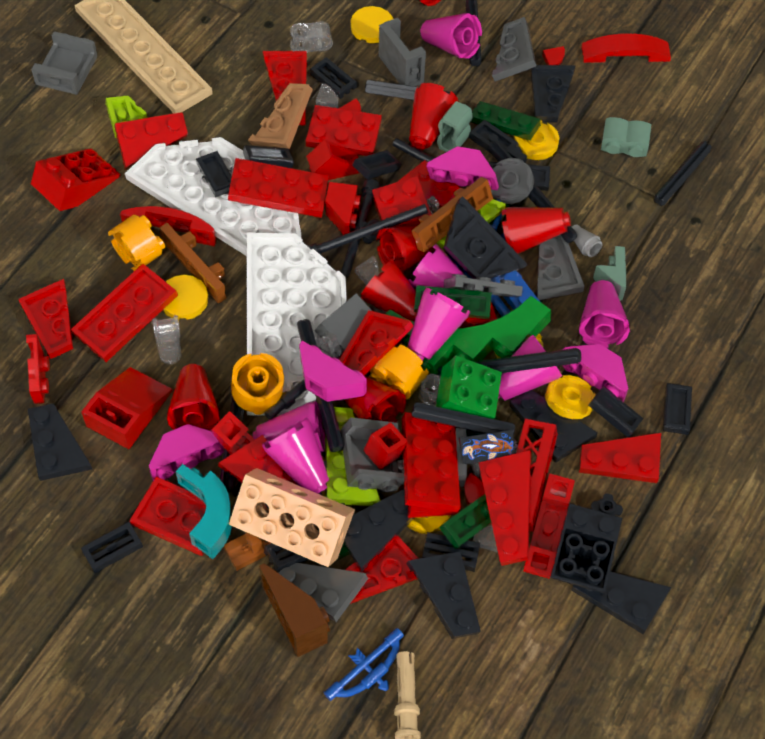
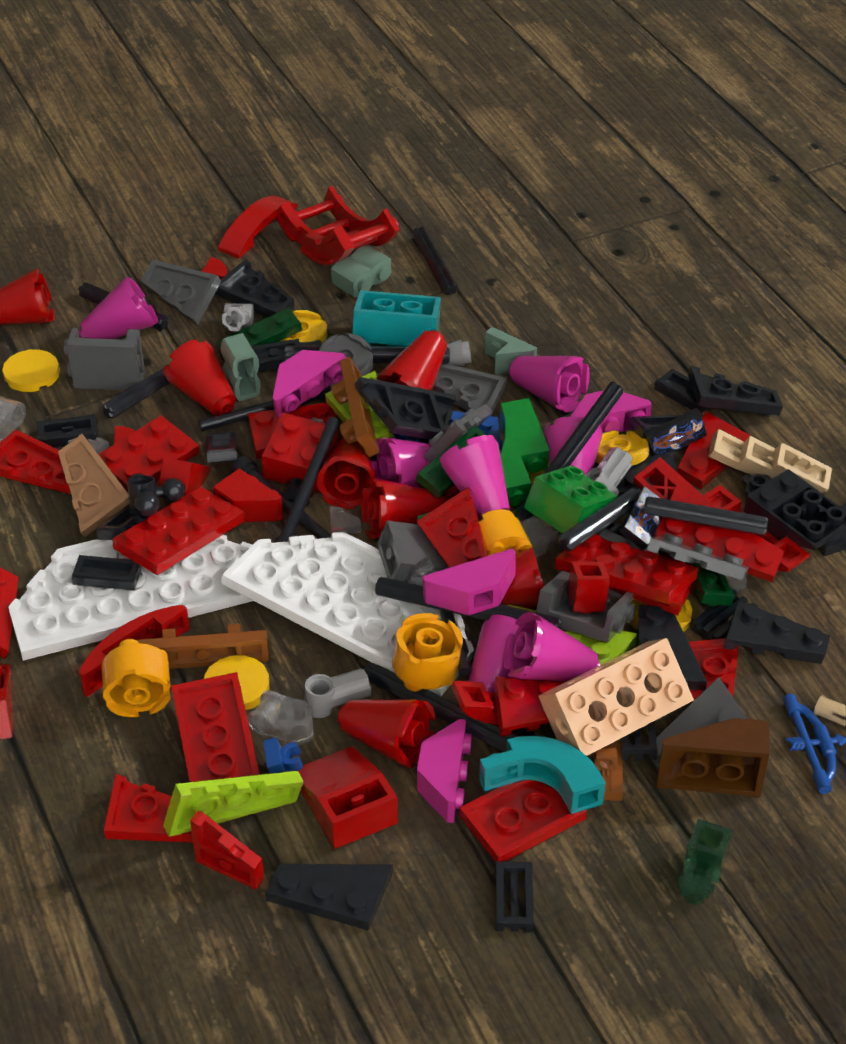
camera: 55 degrees left, 15 degrees down
(70, 347) = (230, 798): none -> lime wing
(129, 355) = (279, 757): none -> blue tile
(205, 646) = (704, 861): none -> clear green brick
(209, 354) = (327, 692): none -> light grey piece
(290, 150) = (145, 494): none -> black piece
(468, 489) = (701, 554): none -> dark grey wing
(509, 96) = (237, 316): none -> light grey piece
(512, 485) = (705, 515): none -> black axle
(515, 403) = (612, 469): none -> light grey piece
(582, 186) = (394, 317): none -> teal brick
(610, 424) = (676, 433): none -> tile
(624, 99) = (331, 242): none -> red fence
(636, 504) = (760, 458): none -> tan slope
(688, 437) = (721, 393): none -> black wing

